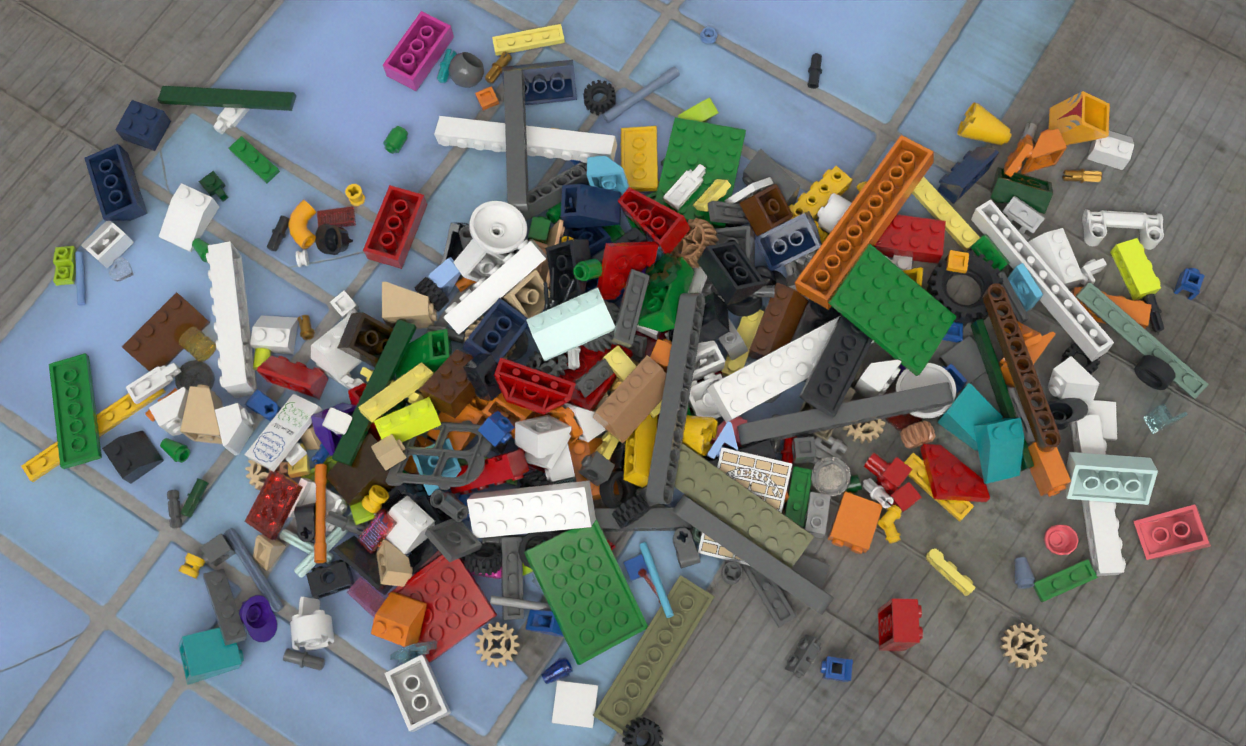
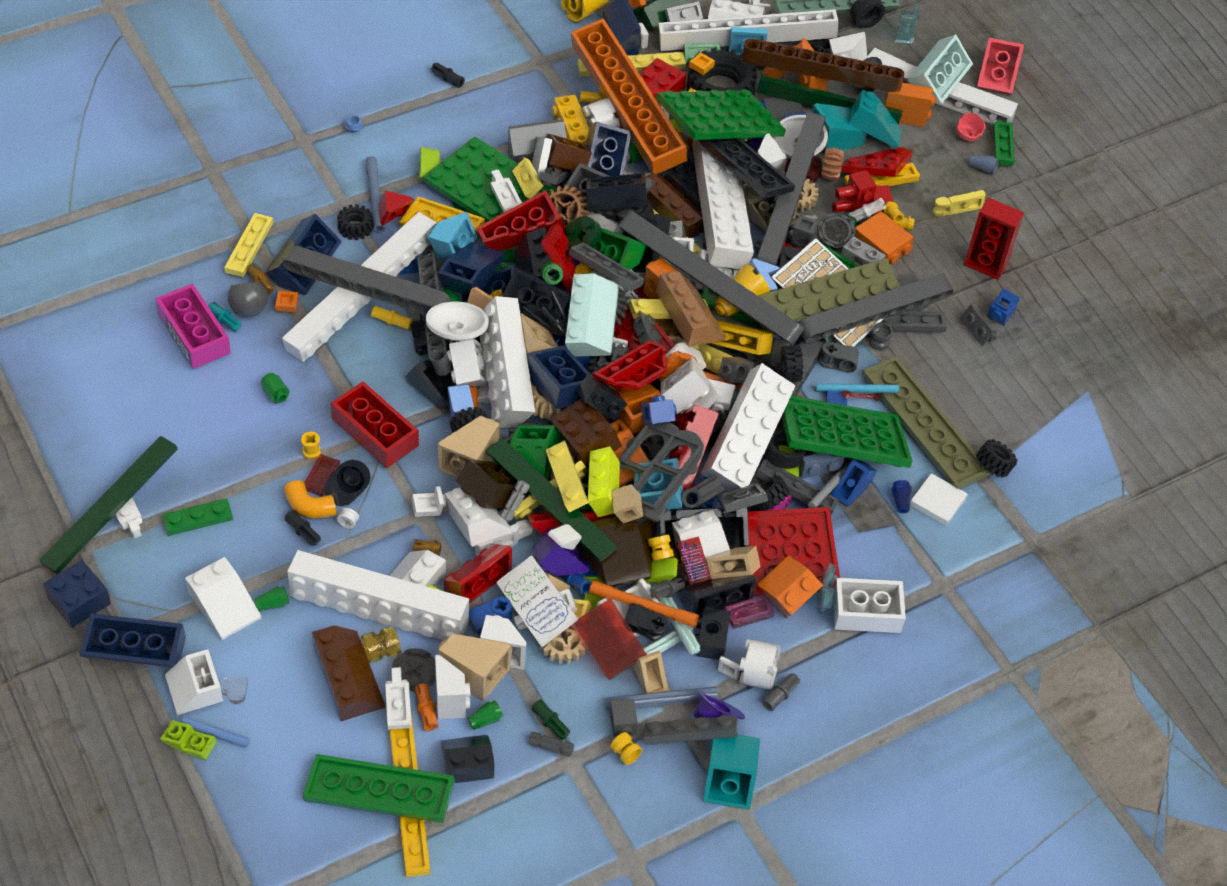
camera: 70 degrees left, 20 degrees down
(214, 185) = (199, 560): dark green plate -> none
(363, 366) = (514, 500): none -> light grey axle
(504, 637) = (854, 528): tan gear -> none
(627, 114) = (393, 206): none -> red slope
(975, 193) = (643, 37): none -> white tile
(1028, 652) = (1043, 190): tan gear -> none

